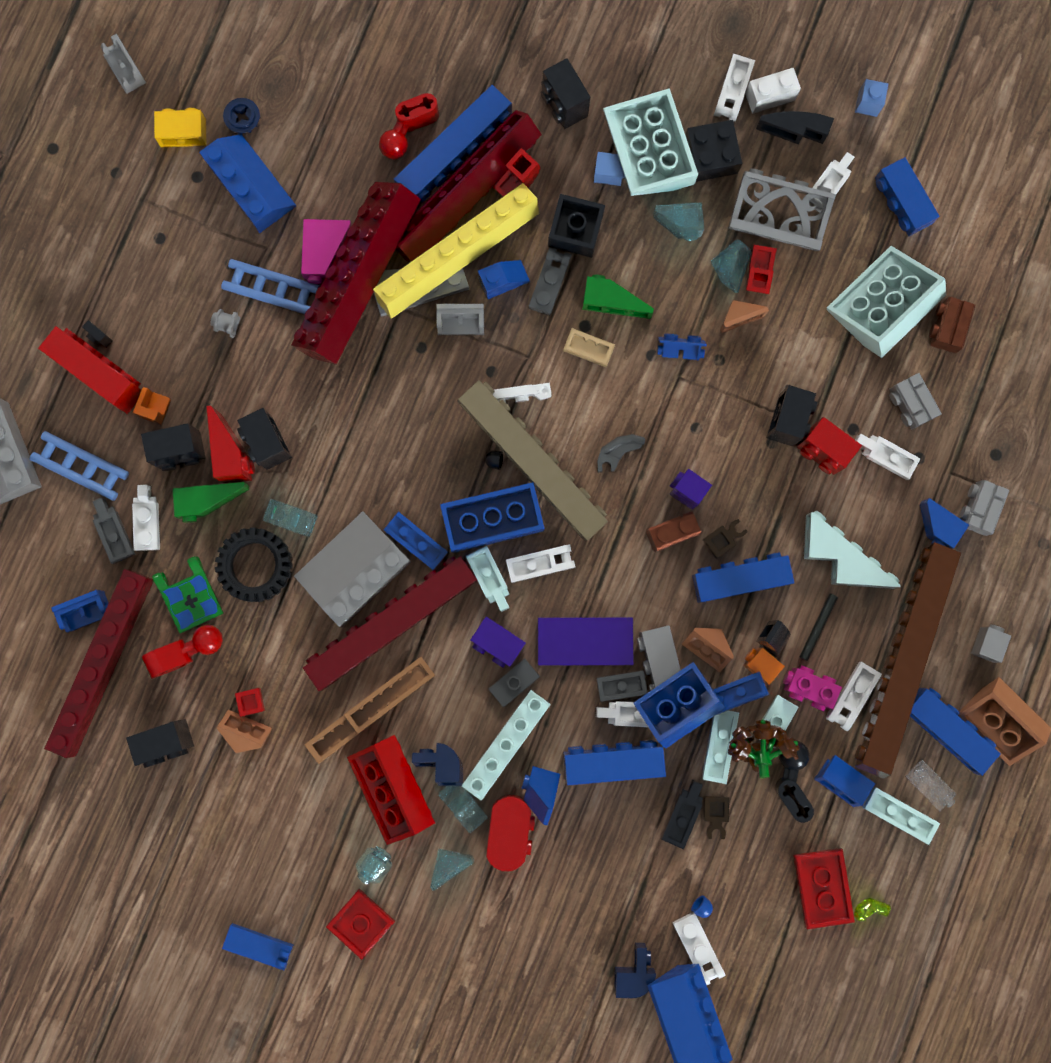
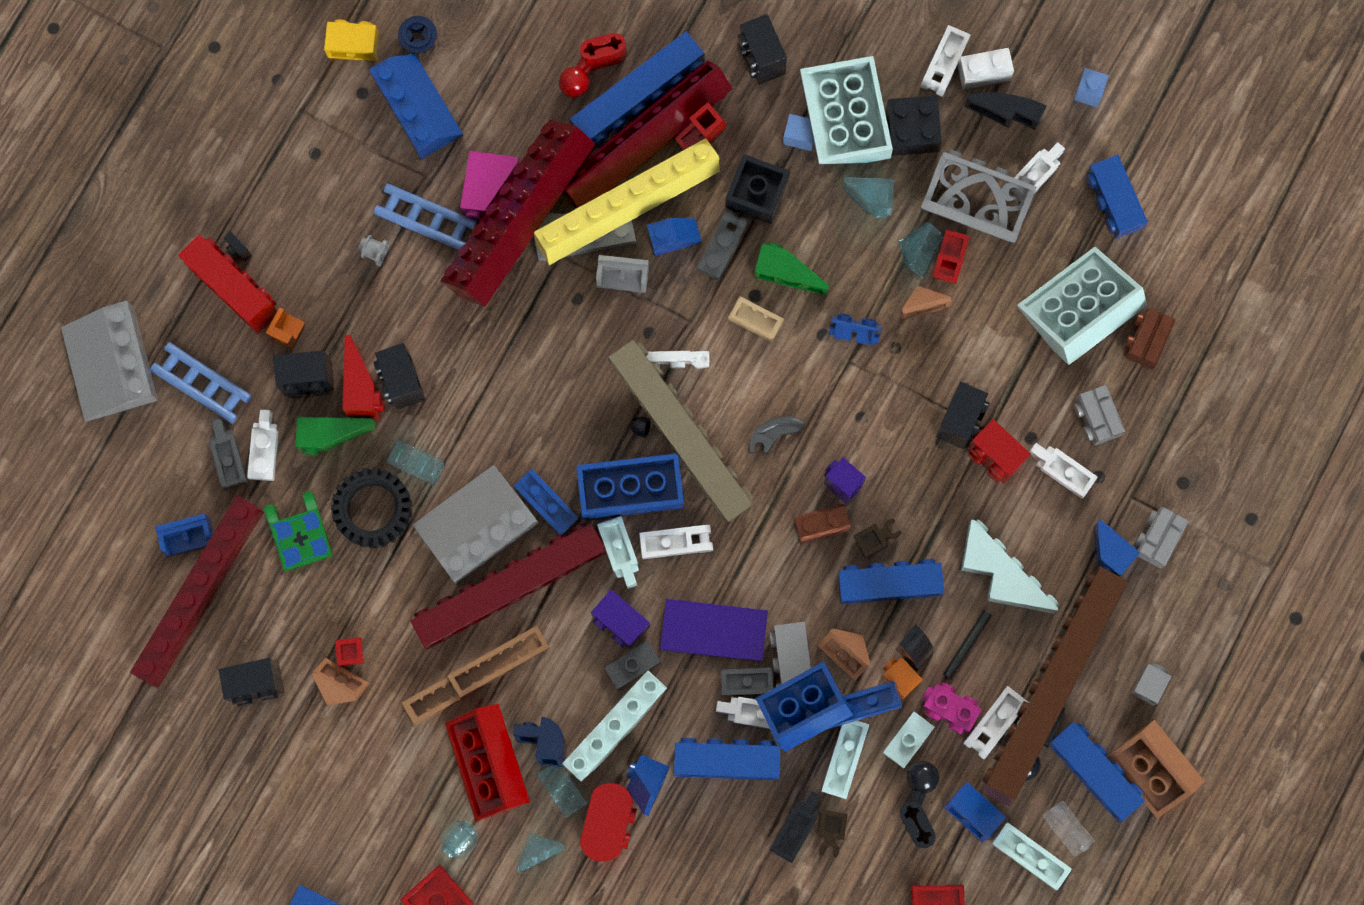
camera: 15 degrees right, 5 degrees down
(178, 654) = (279, 592): red beam -> none
(757, 754) = (883, 772): reddish brown plant -> none

